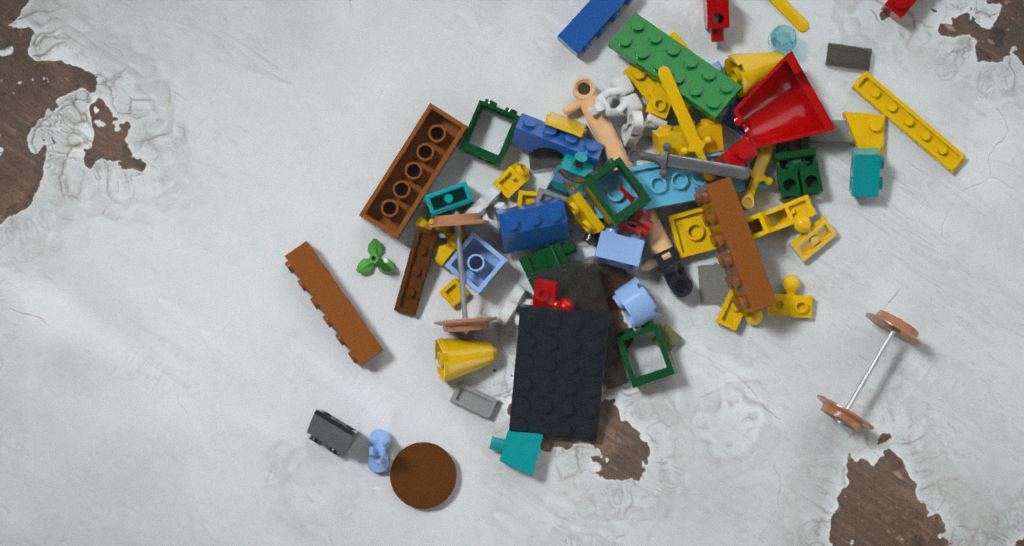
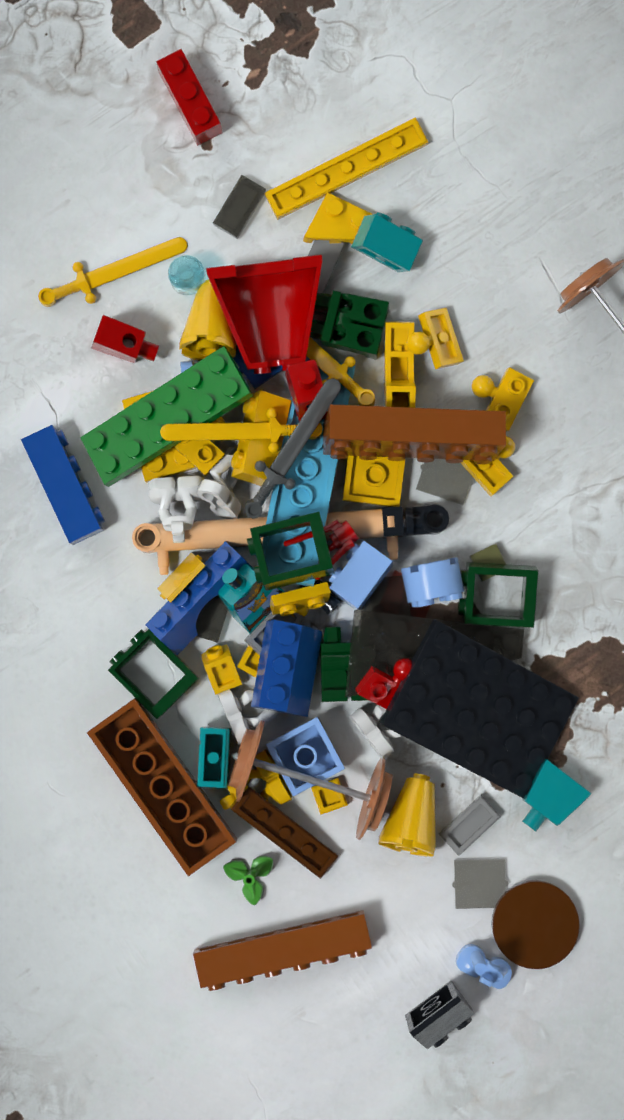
camera: 70 degrees left, 0 degrees up
(436, 424) = (479, 883): none -> clear smoke piece

